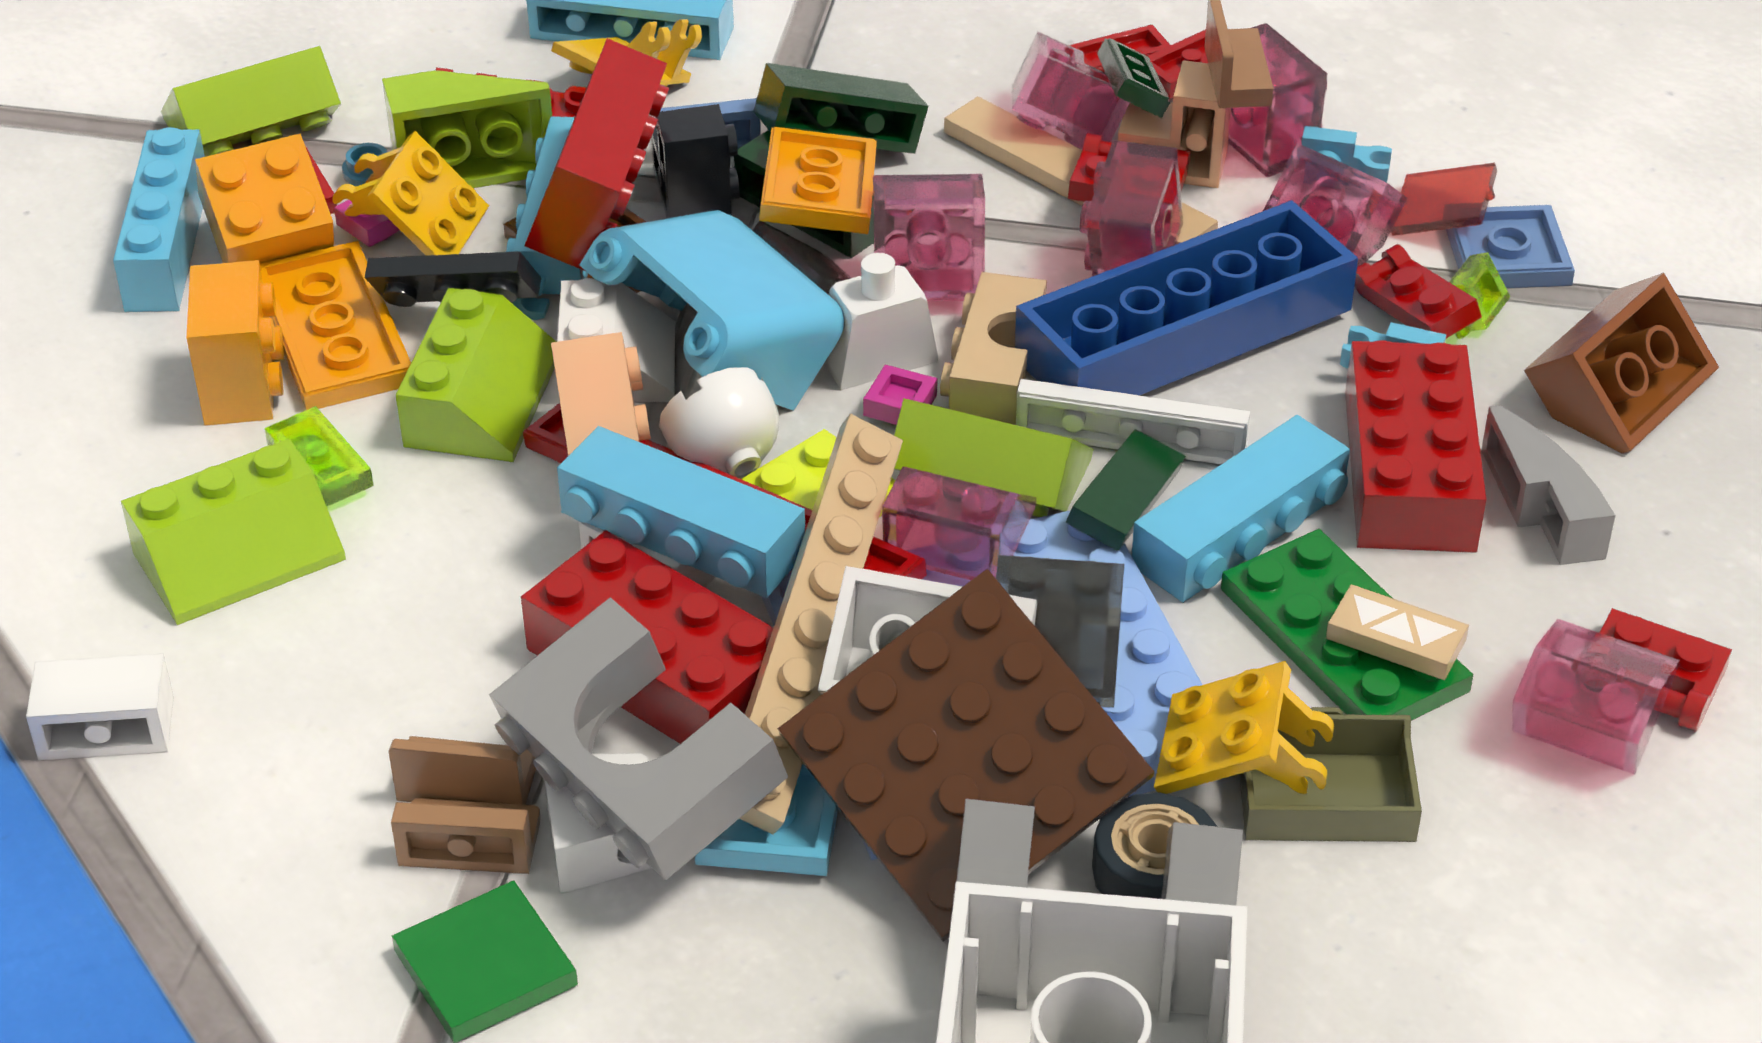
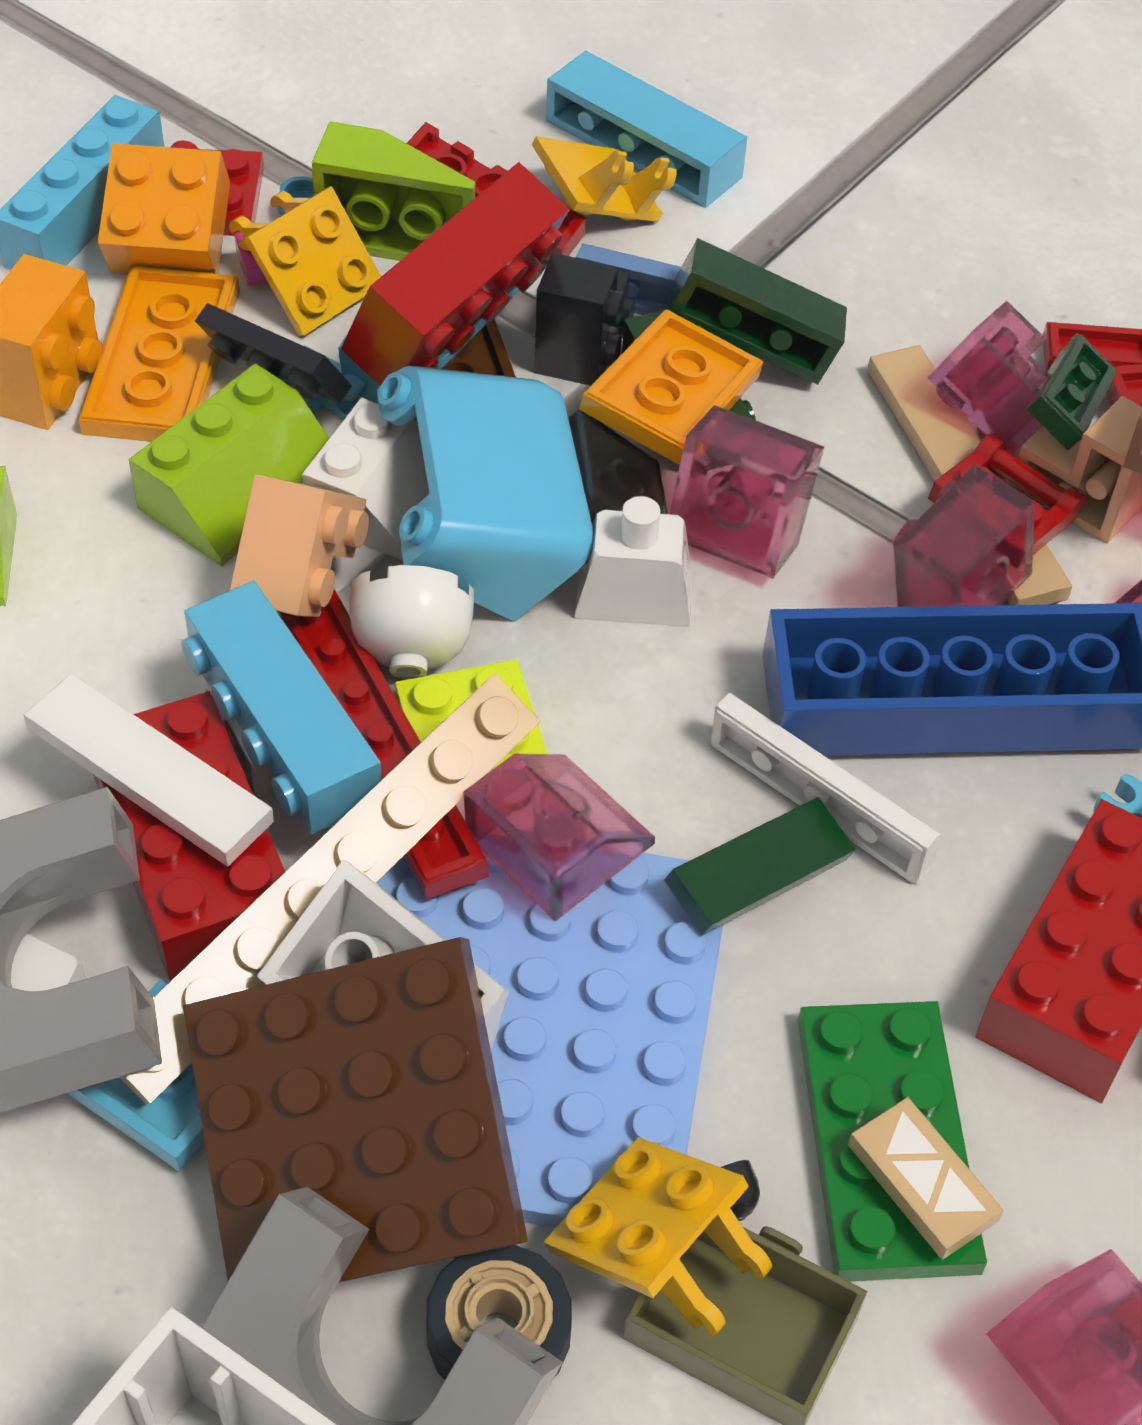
camera: 25 degrees right, 10 degrees up
(255, 101) = (238, 100): lime slope -> none
(331, 458) = (44, 490): clear neon green plate -> none
(578, 586) = (149, 769): none -> white tile
(890, 387) = (614, 655): dark pink plate -> none
(984, 351) = (710, 657): tan arch -> none
(992, 453) = (653, 762): lime slope -> none
(1074, 613) = (567, 1010): clear smoke slope -> none
(1240, 508) = (869, 939): medium azure brick -> none

